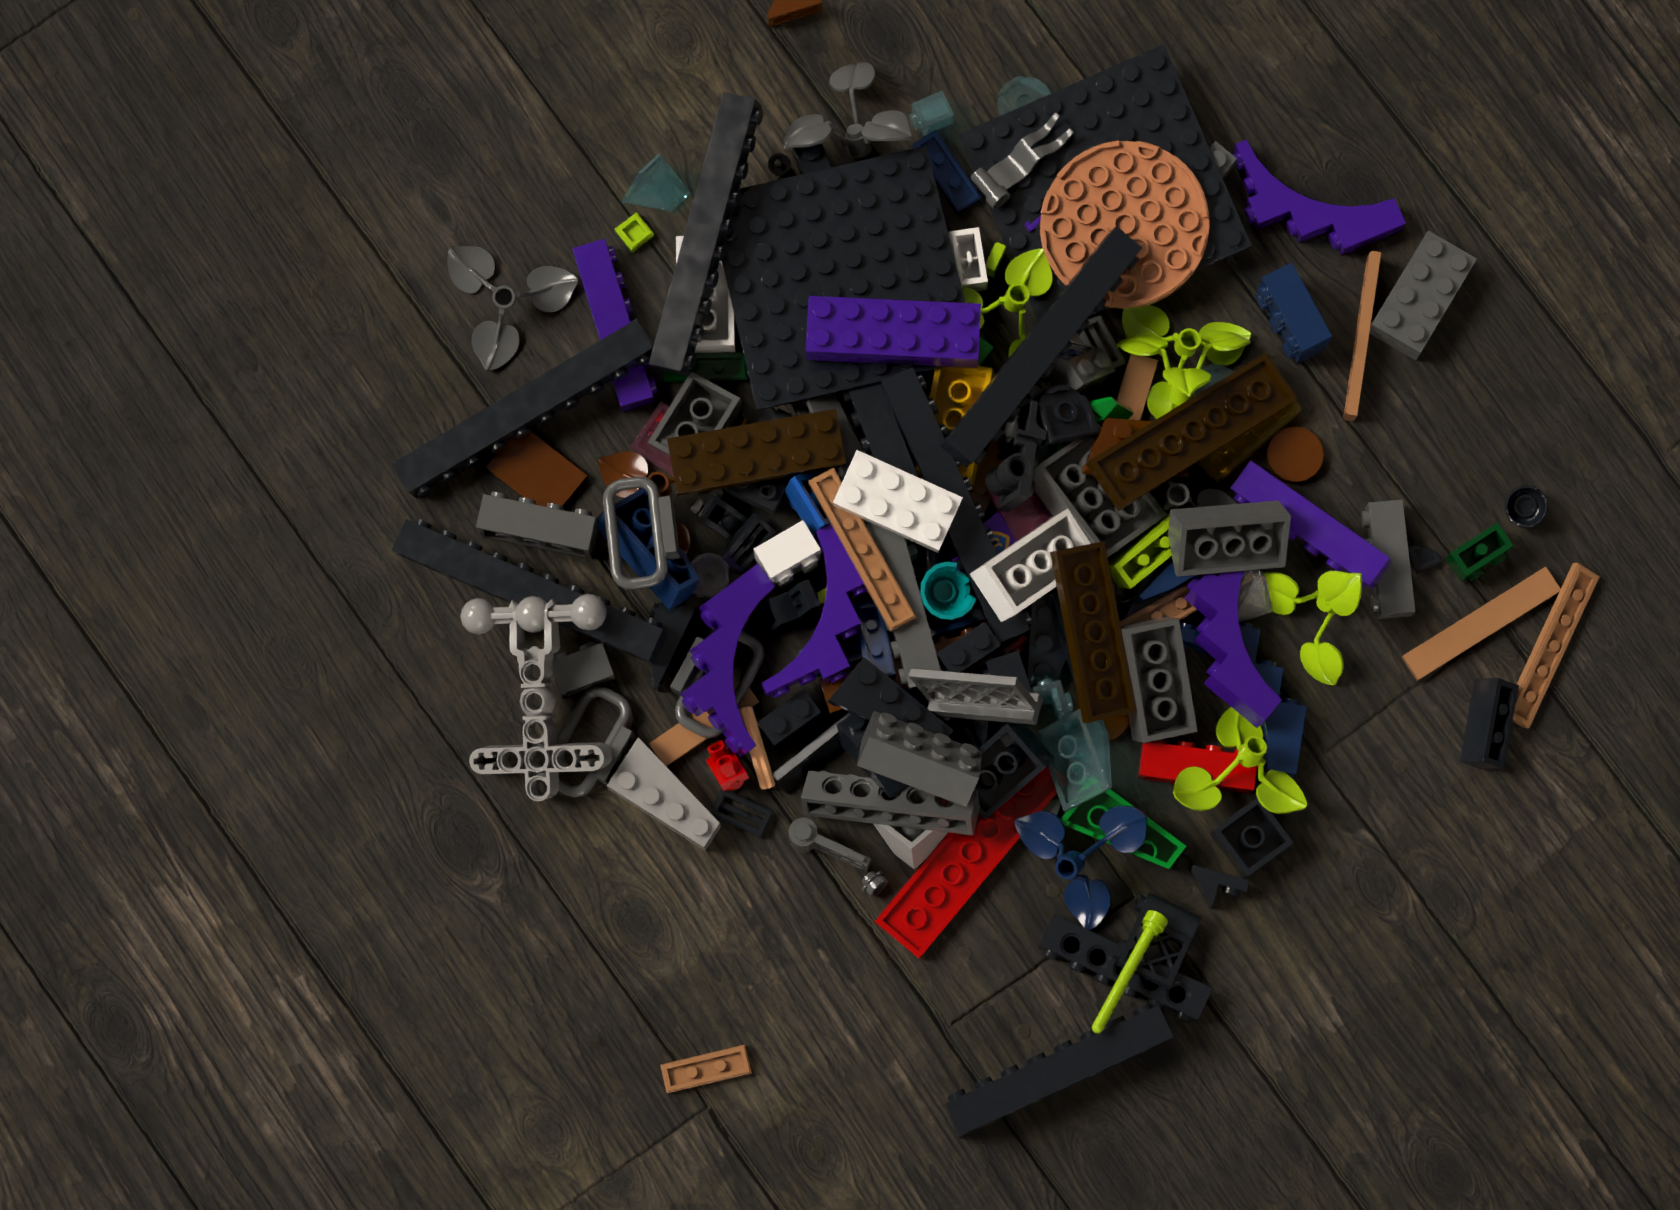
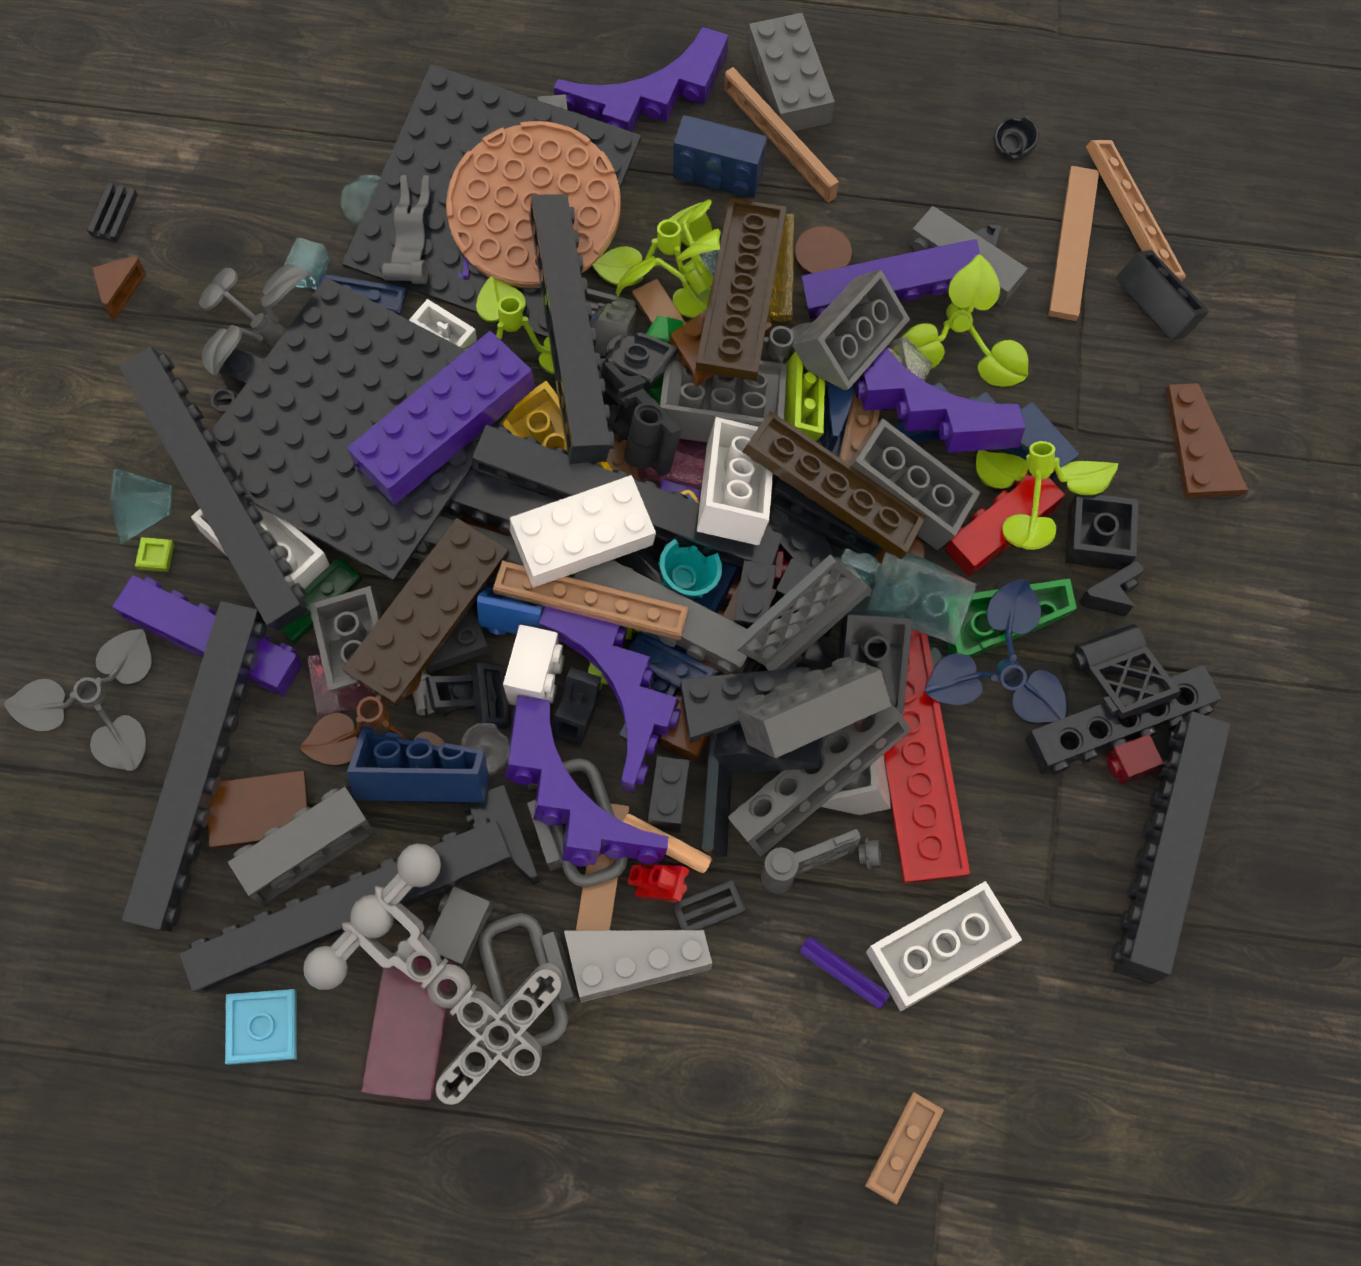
camera: 50 degrees left, 10 degrees down
(411, 610) = (261, 1027): none -> medium azure tile
(485, 704) = (404, 1037): none -> clear pink tile
(663, 528) = (410, 736): dark grey bar -> none
(780, 935) = (844, 972): none -> dark purple axle
(853, 981) = (943, 946): none -> white brick
(995, 259) = (460, 311): lime tile -> none
(1095, 995) = (1134, 759): none -> dark red brick
(1152, 925) = (1113, 660): lime piece -> none
(1393, 855) = (1201, 449): none -> reddish brown wing
(1480, 551) = (1022, 192): dark green brick -> none

